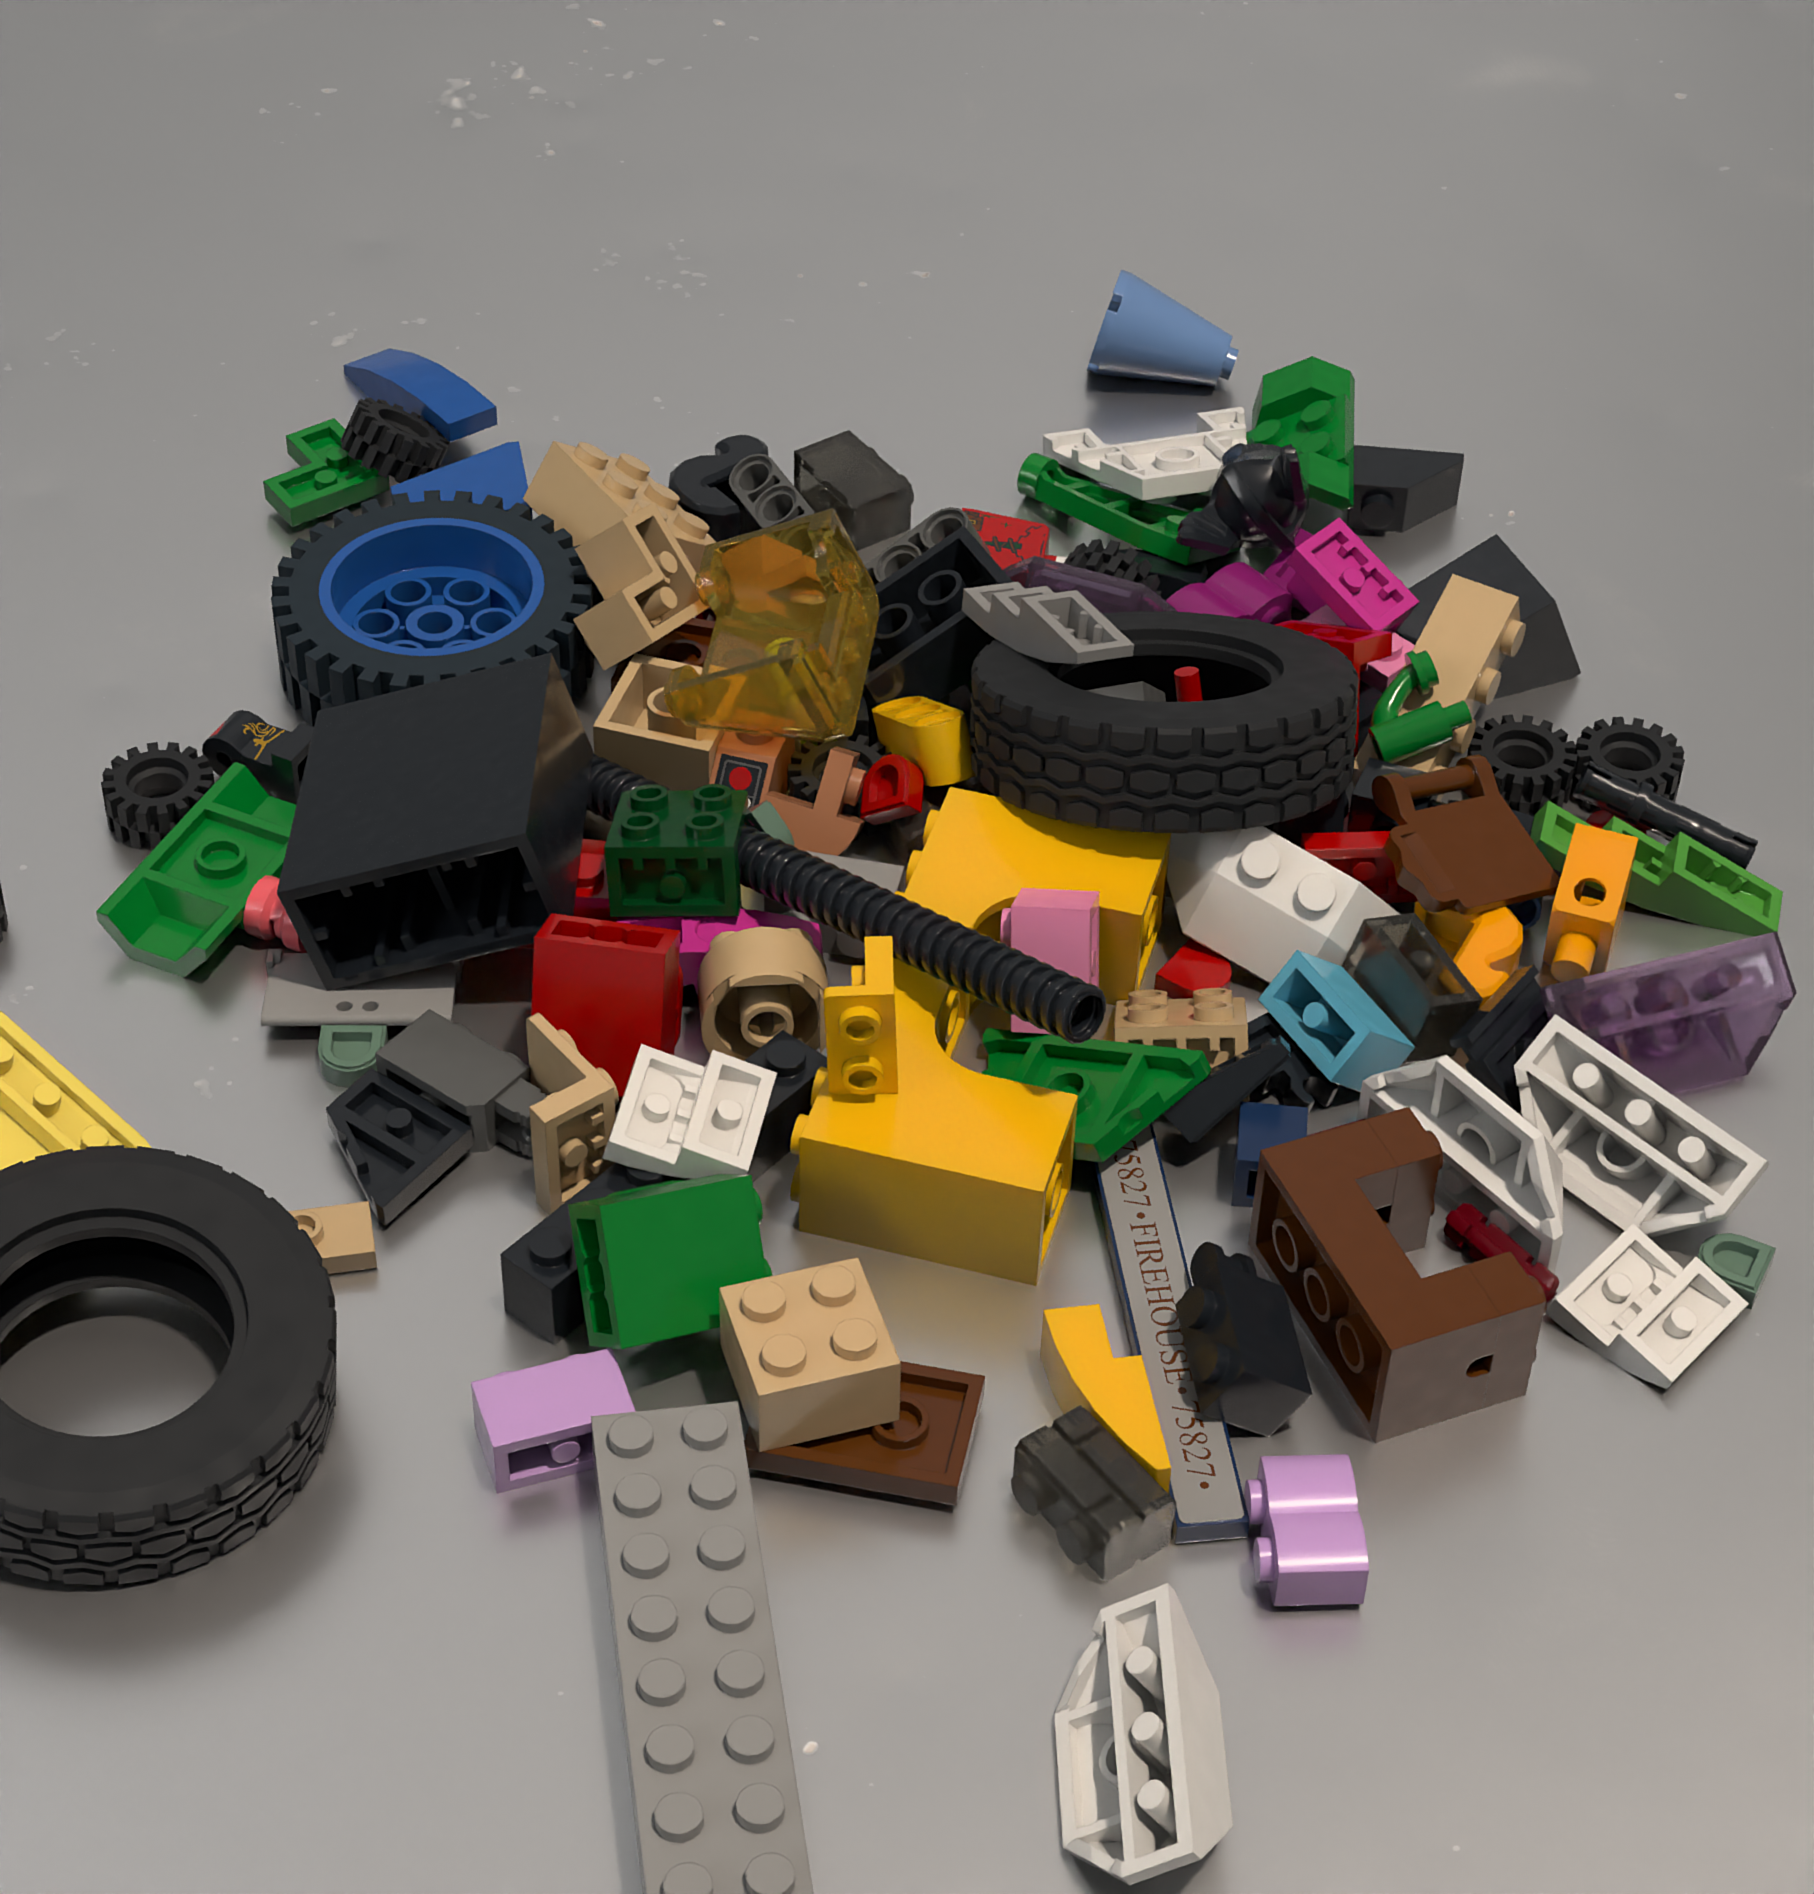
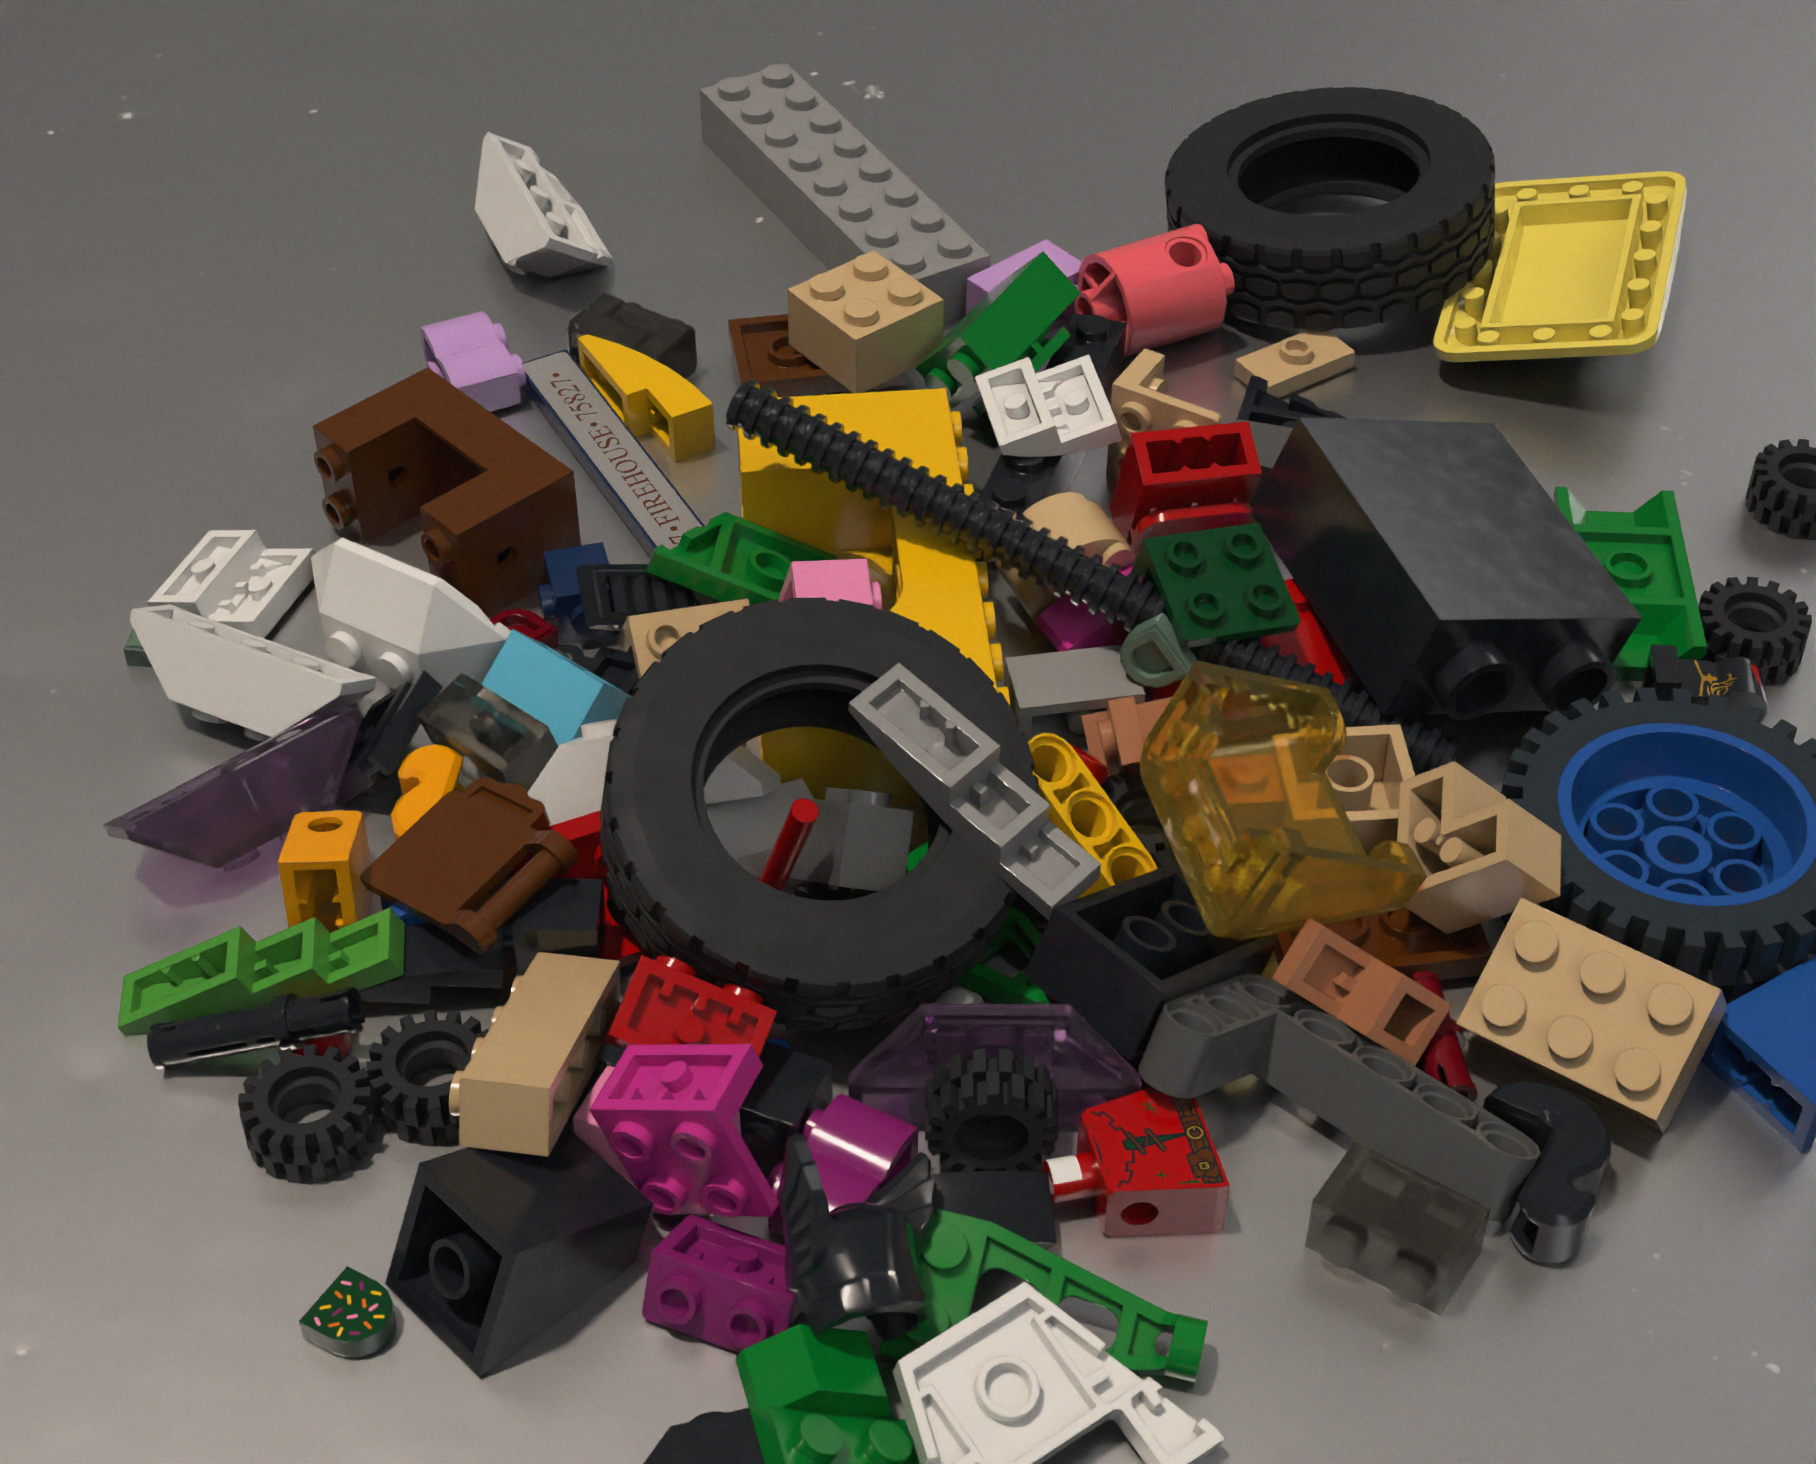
camera: 160 degrees right, 0 degrees up
(427, 1314) = (1158, 286): none -> coral cylinder
(863, 1025) = (920, 393): yellow bracket -> none
(1241, 1343) = (554, 421): black brick -> none
(1420, 729) = (557, 962): green plant -> none
(1610, 650) = (350, 1316): none -> dark green tile

